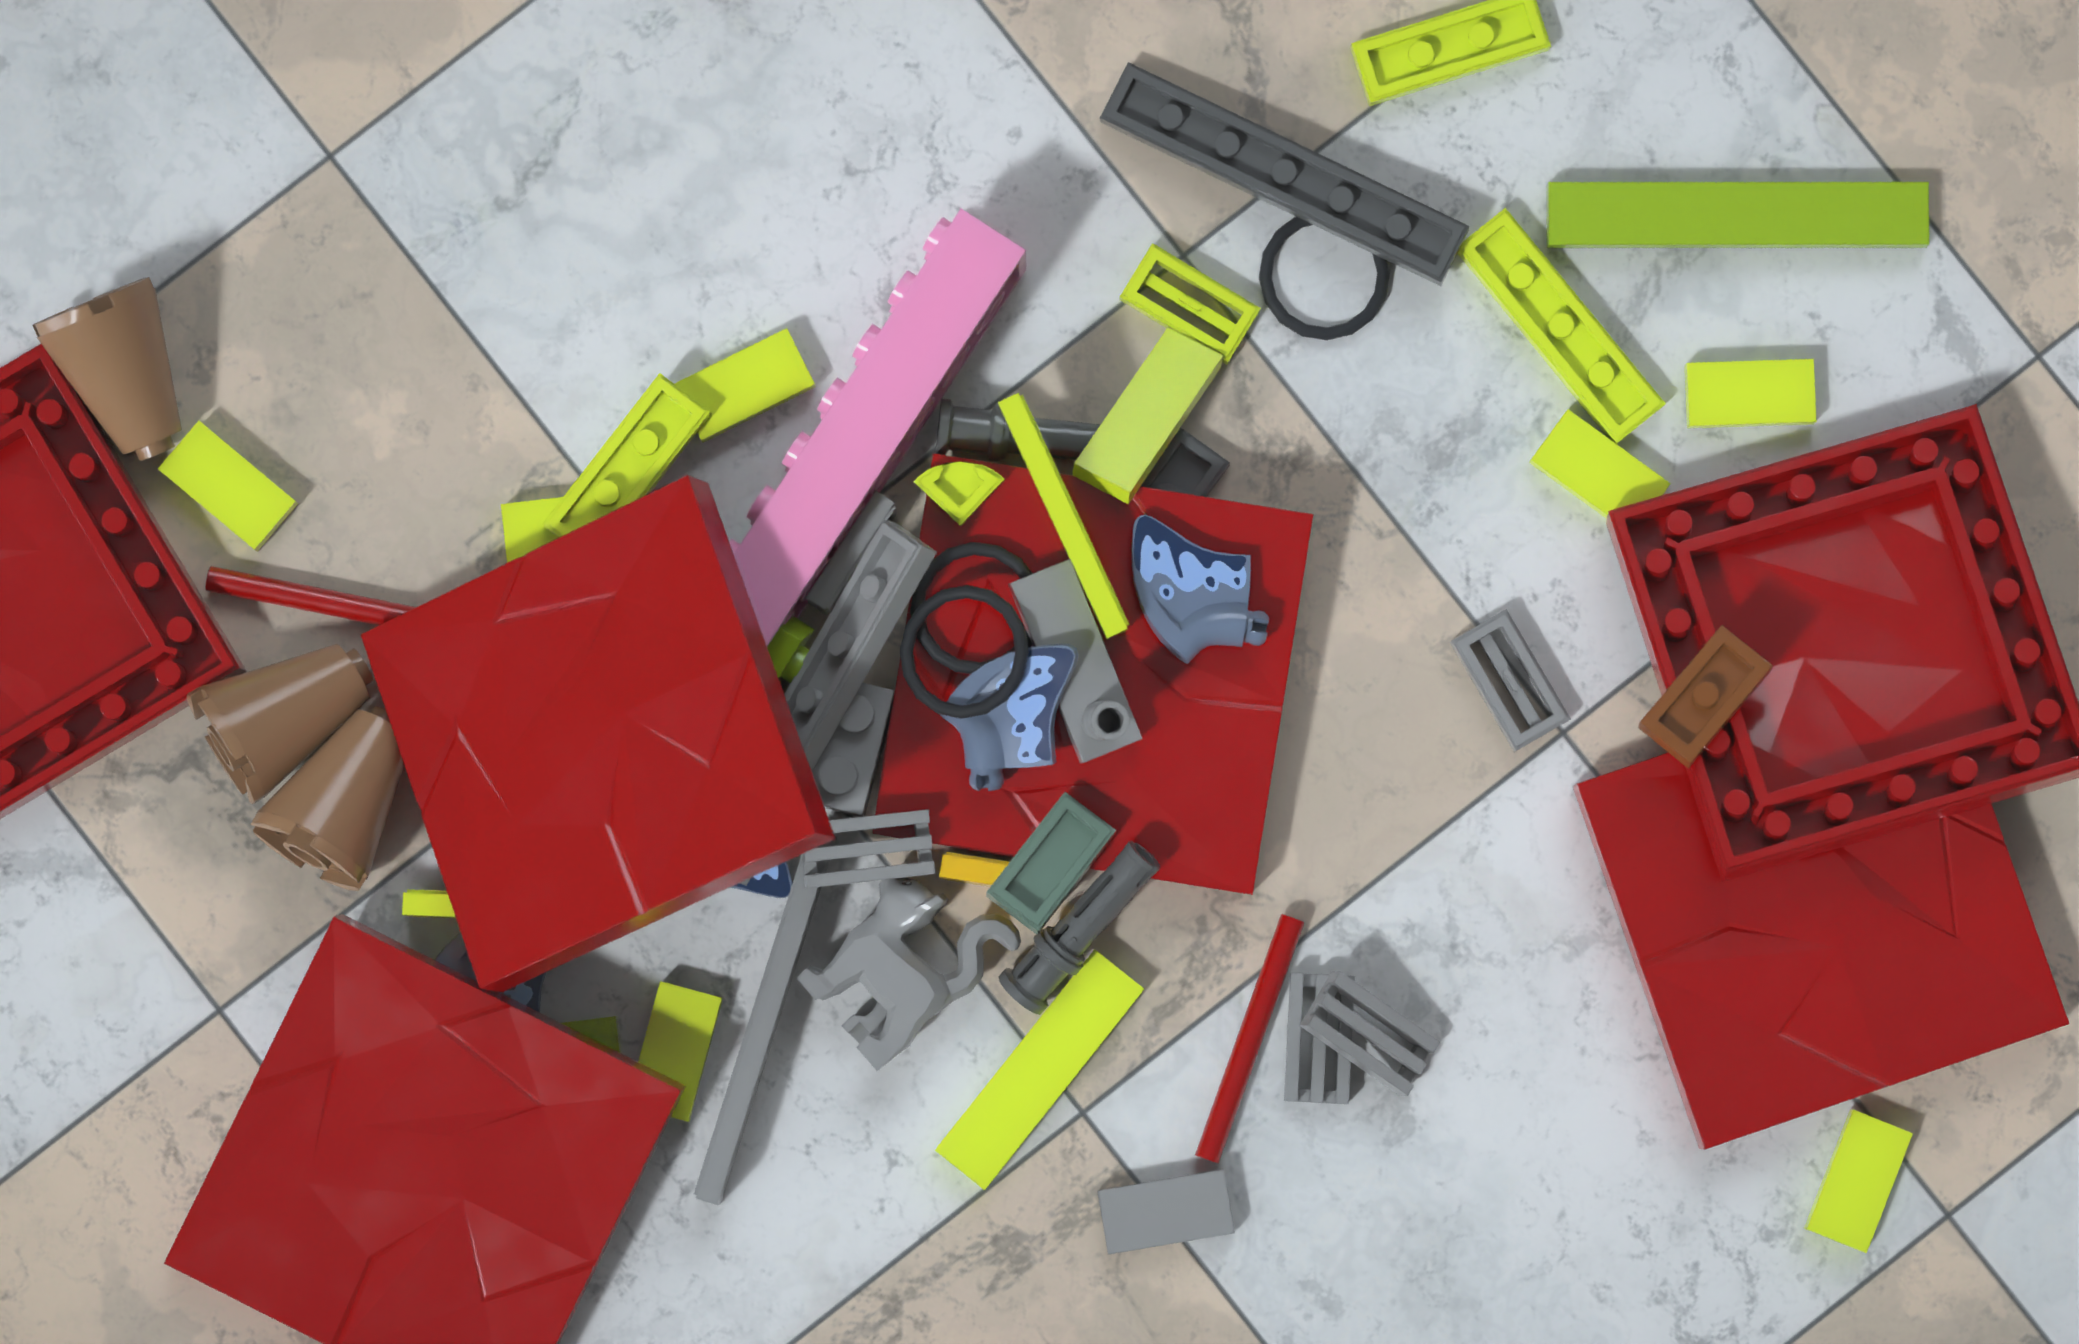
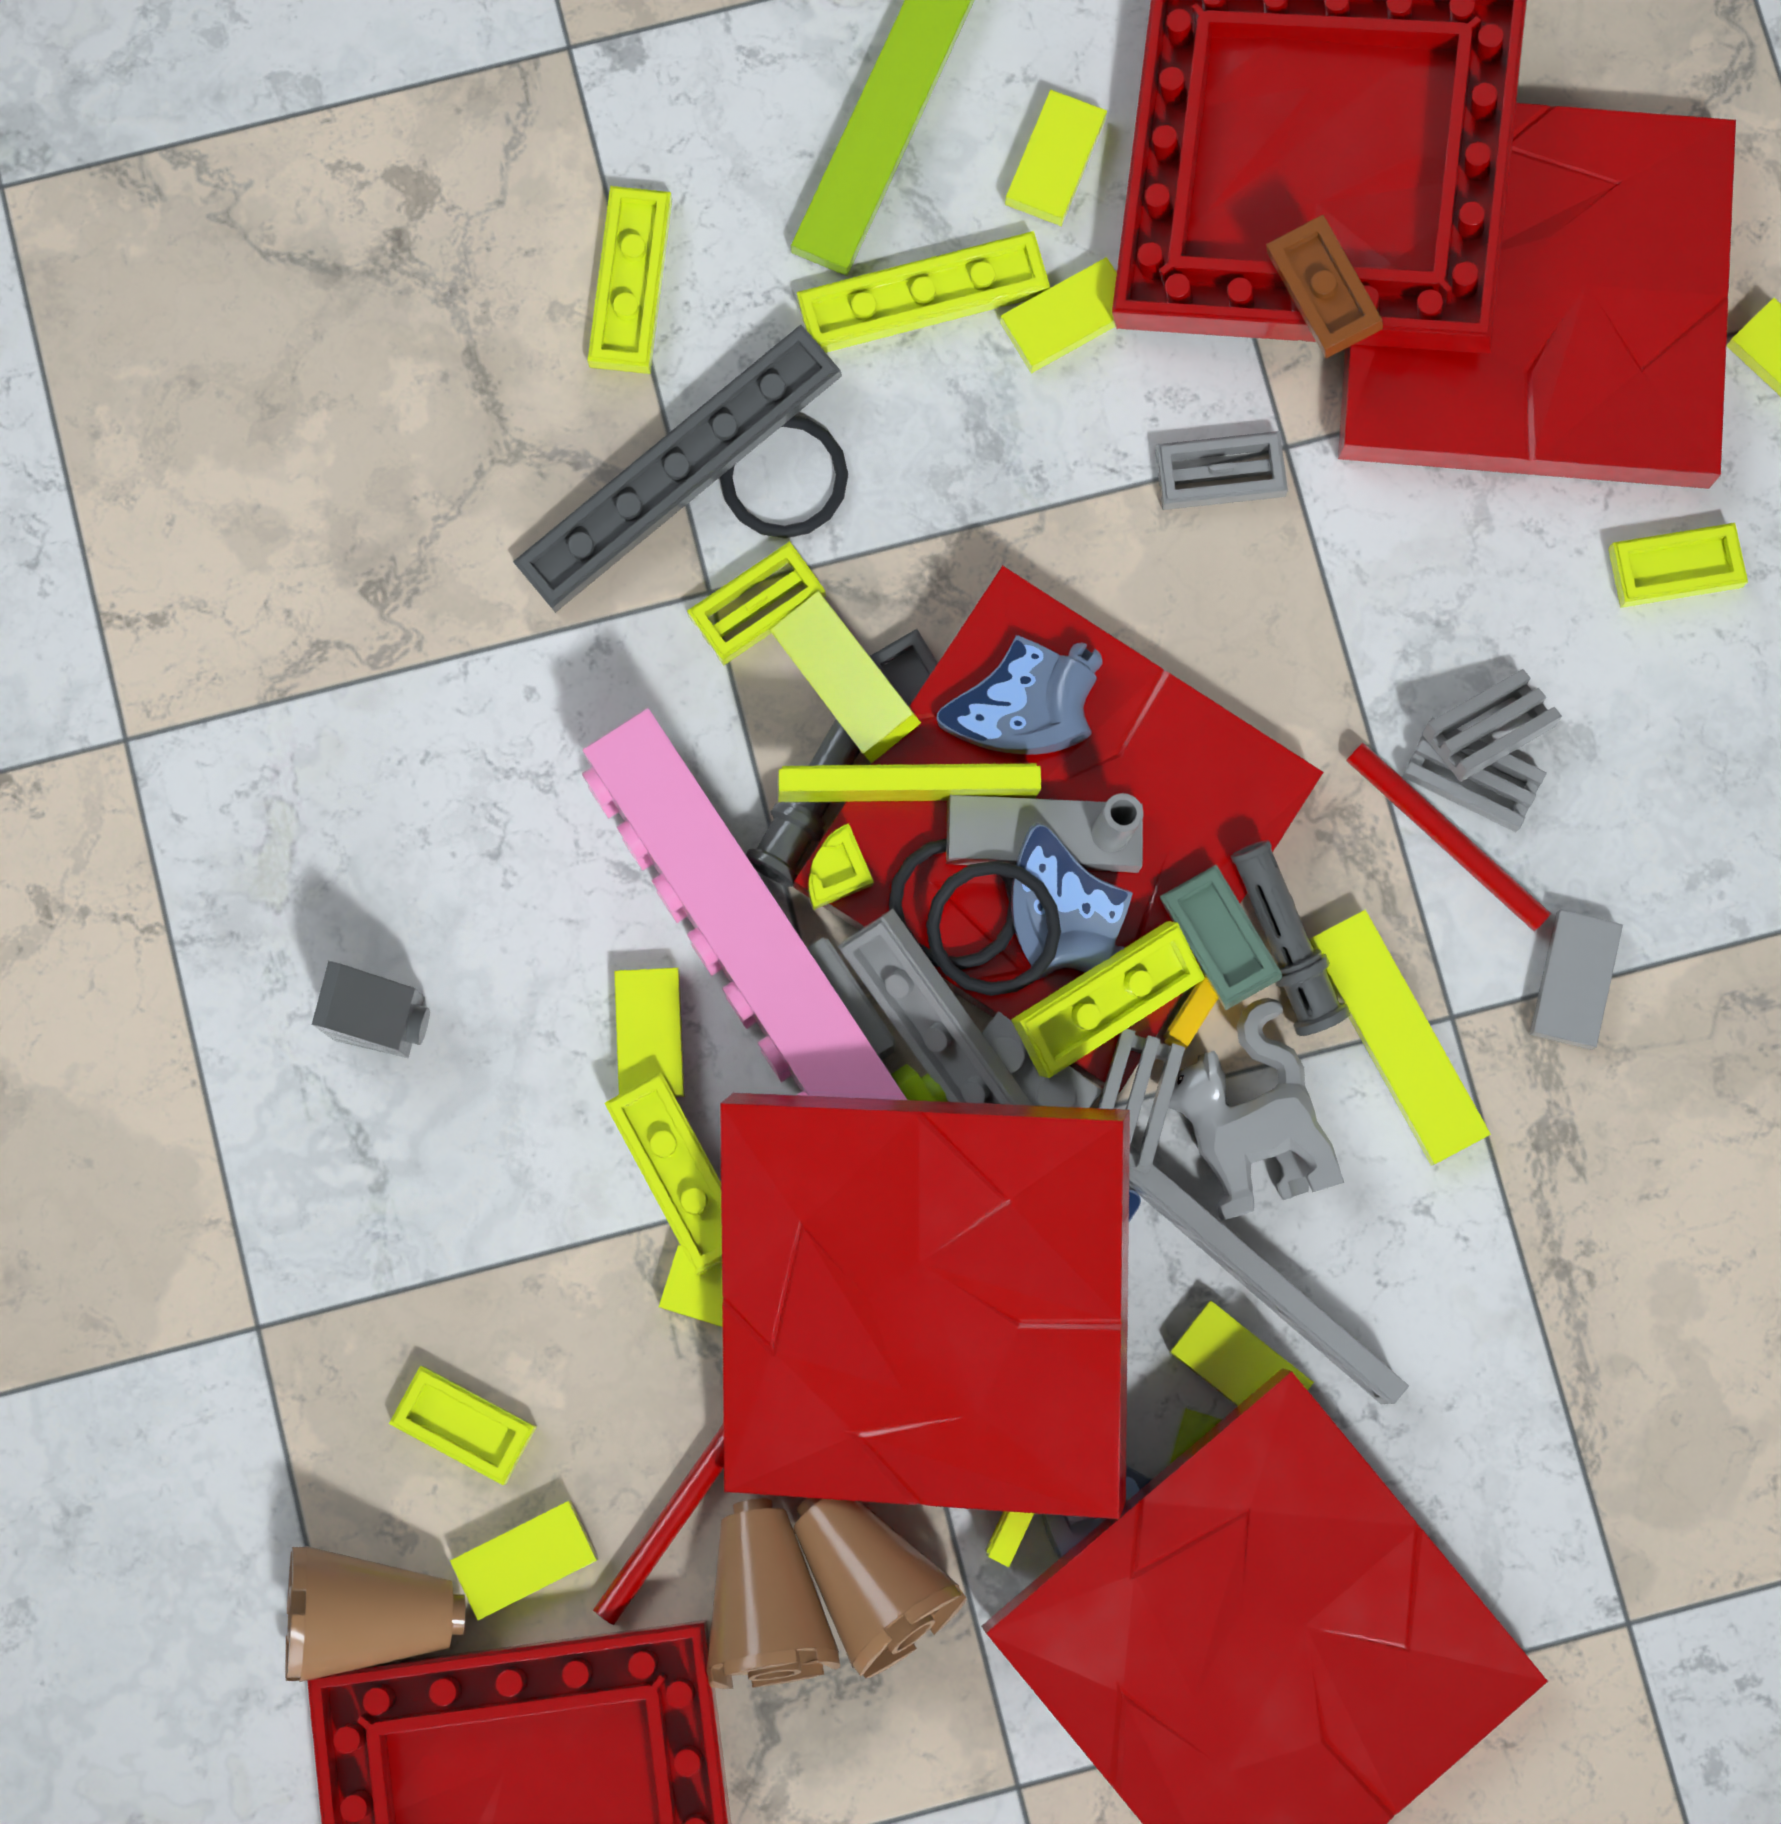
camera: 65 degrees left, 5 degrees down
(322, 377) = (462, 1425): none -> neon yellow tile
(649, 126) = (370, 1011): none -> dark grey slope
(946, 784) = (1108, 999): none -> neon yellow tile
(1608, 1148) = (1677, 565): none -> neon yellow tile

